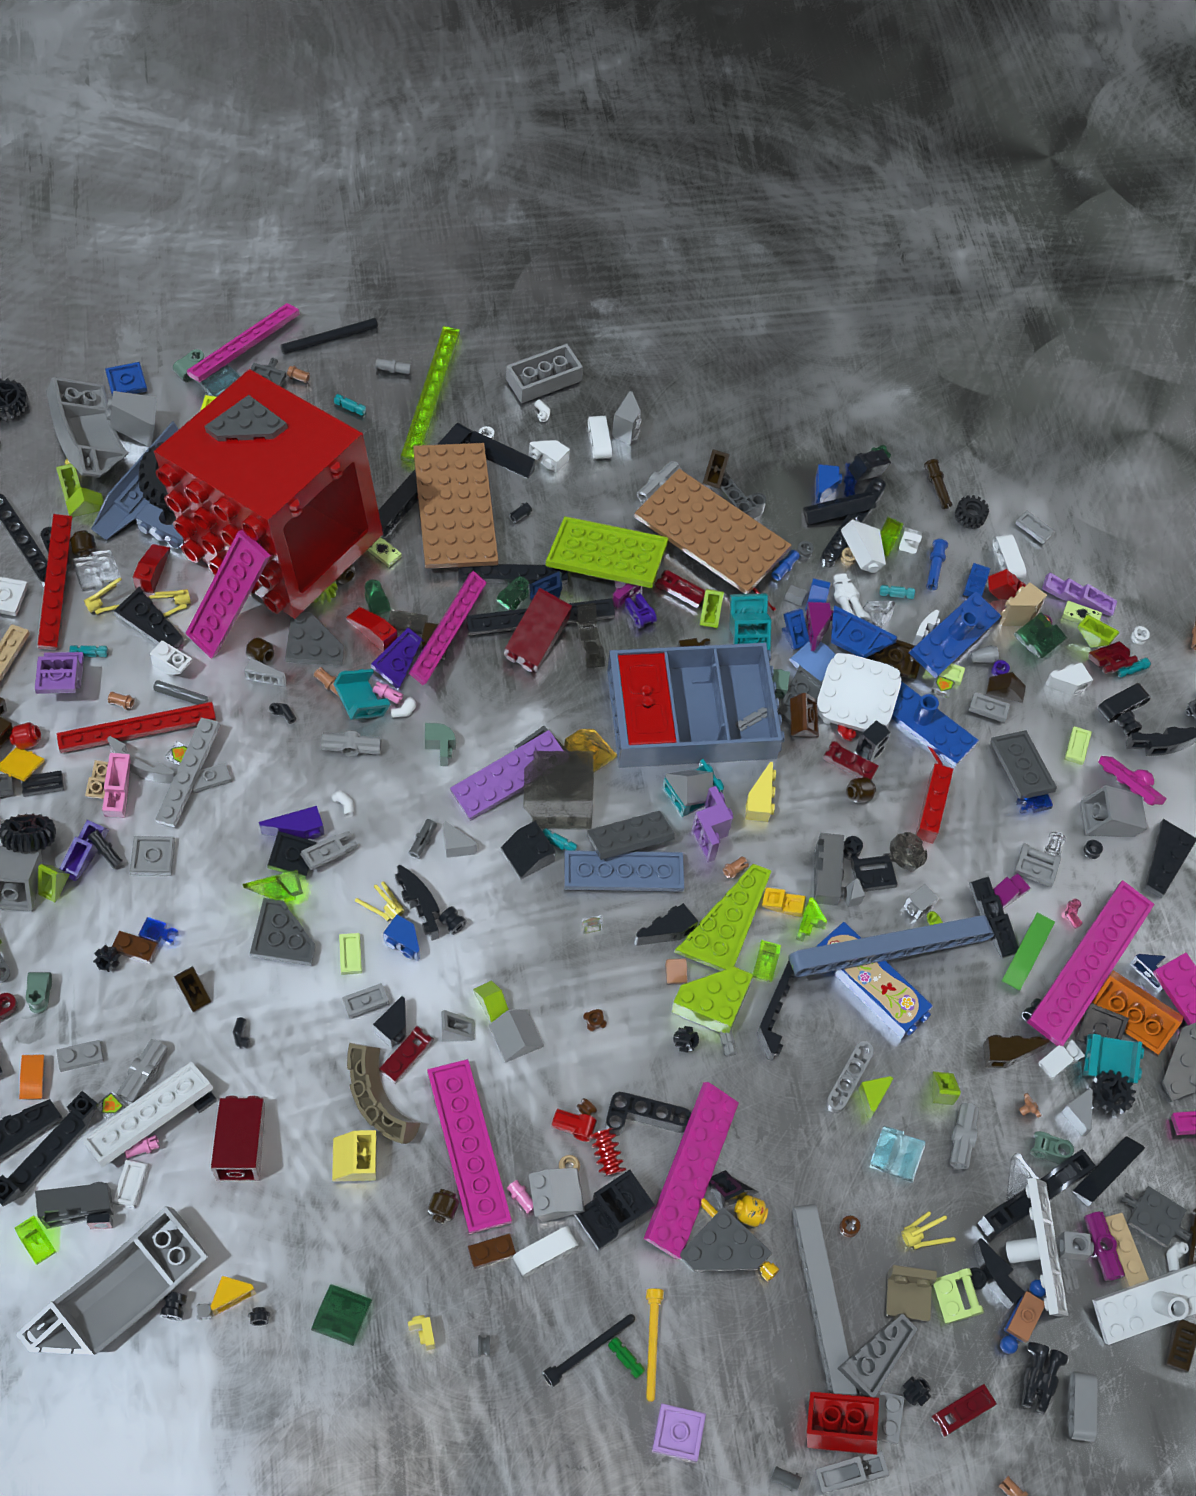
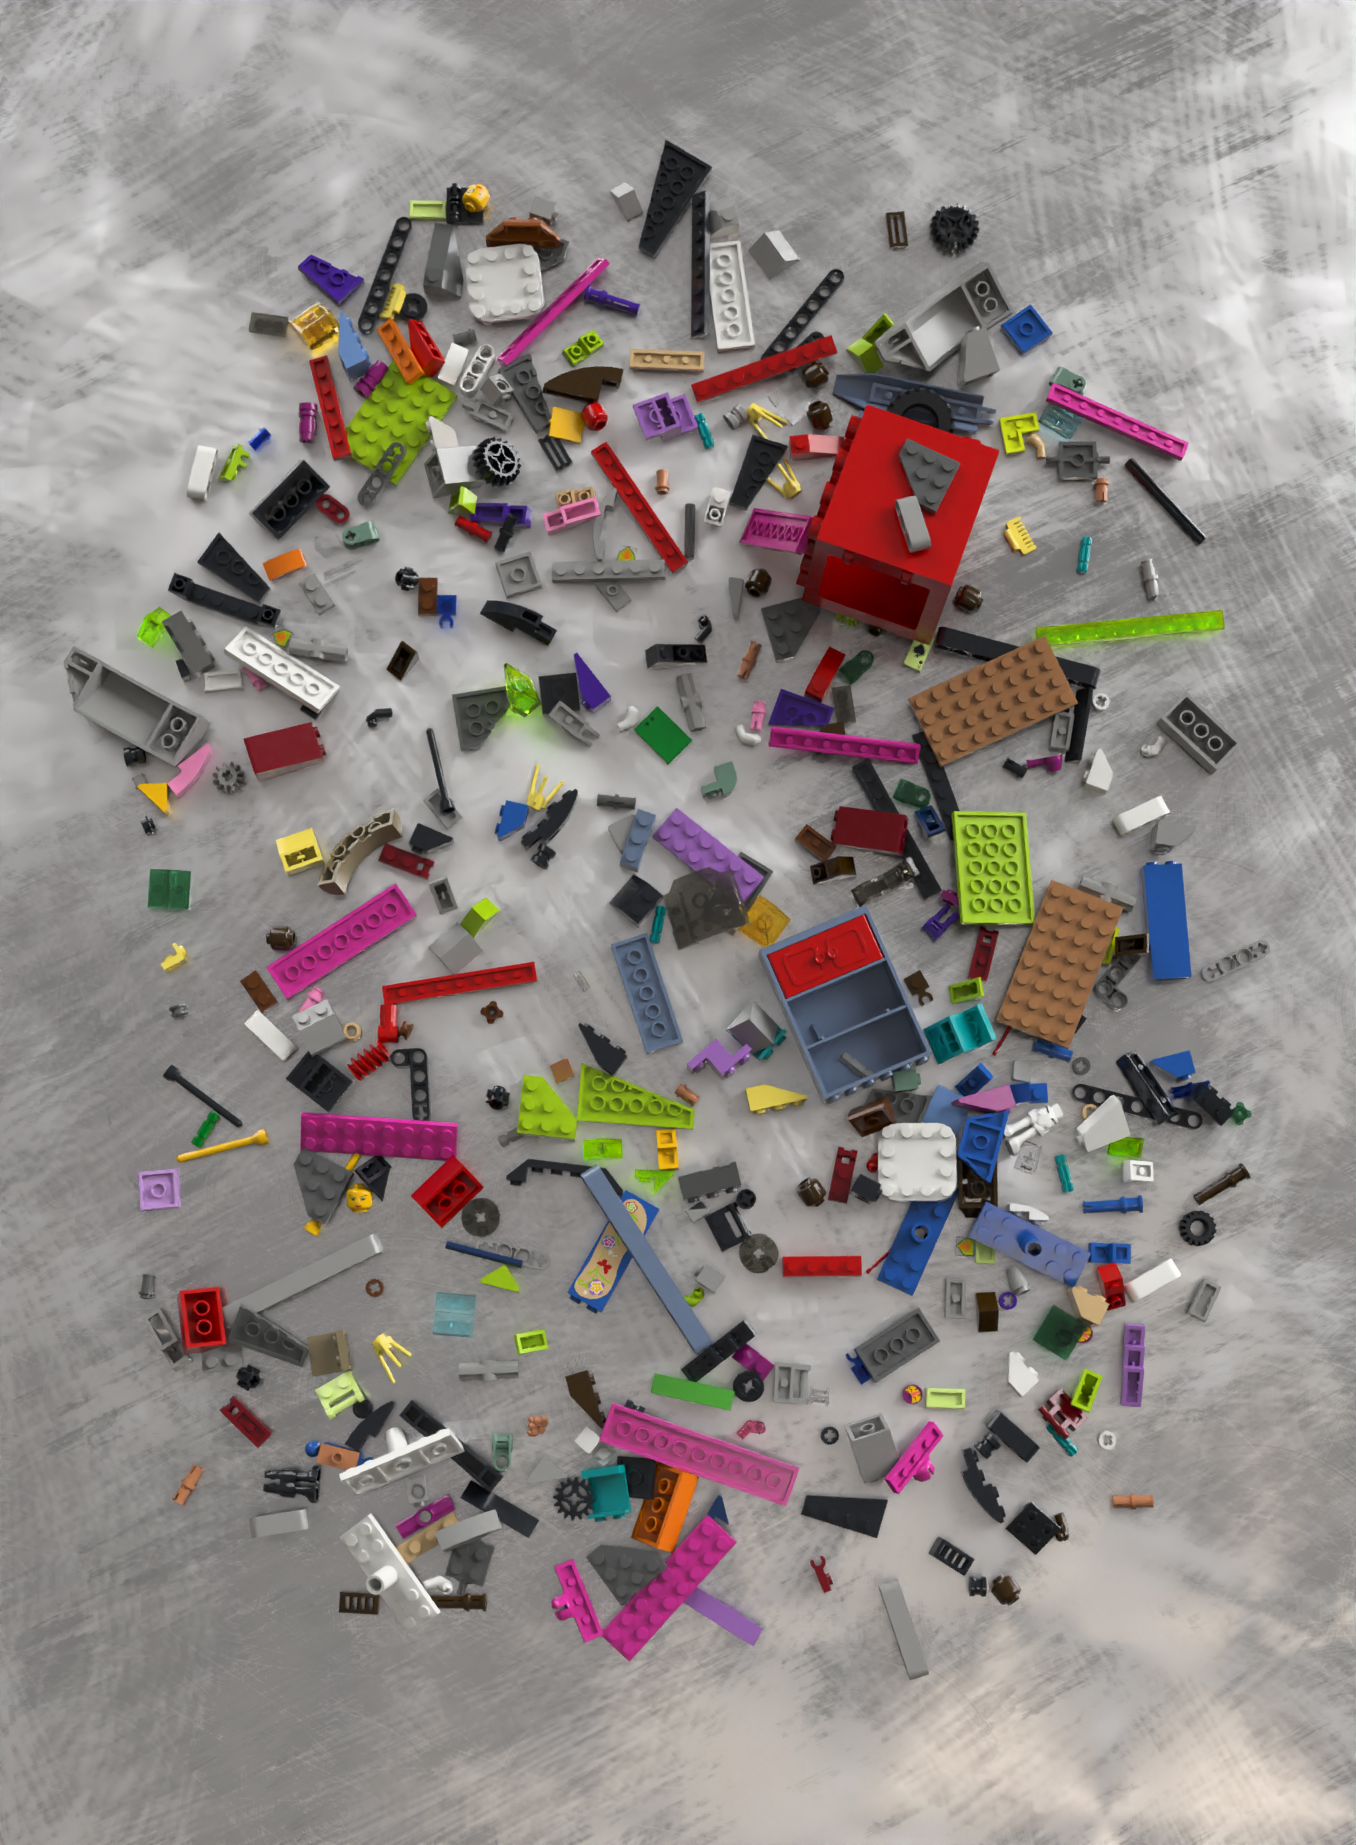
camera: 75 degrees right, 20 degrees up
(84, 881) = (473, 529): none -> red pin
(89, 619) = (735, 417): none -> light grey wheel
(123, 551) = (819, 415): none -> dark brown head
(195, 867) = (516, 616): none -> black slope
(218, 1248) = (191, 771): none -> bright pink slope
(240, 1201) = (225, 771): none -> light grey gear
(290, 441) = (912, 524): none -> light grey beam
(298, 743) = (675, 655): none -> black slope
(350, 953) = (483, 780): yellowish green tile -> none
(358, 694) = (741, 690): teal panel -> none
(364, 990) = (446, 804): none -> black piece
(372, 779) = (662, 735): none -> green container
(486, 837) = (637, 840): none -> sand blue arch
(502, 468) = (1062, 730): none -> light grey hinge
(527, 484) = (1052, 763): none -> magenta bar
(529, 684) = (815, 843): none -> reddish brown plate
(554, 1042) = (459, 983): none -> red plate
(561, 678) = (833, 870): none -> dark brown slope
(630, 835) = (684, 987): dark grey plate -> none
(694, 447) = (1166, 921): none -> blue brick
(748, 415) = (1234, 959): none -> light grey beam
(767, 1119) = (447, 1191): none -> red slope
(801, 1107) = (482, 1228): none -> clear smoke plate
(845, 1102) = (484, 1254): none -> dark blue bar
(1040, 901) = (740, 1389): none -> black gear
(1069, 769) = (912, 1394): none -> tile
(1076, 612) = (1110, 1370): yellowish green tile -> none
(1130, 1201) = (468, 1530): none -> light grey slope

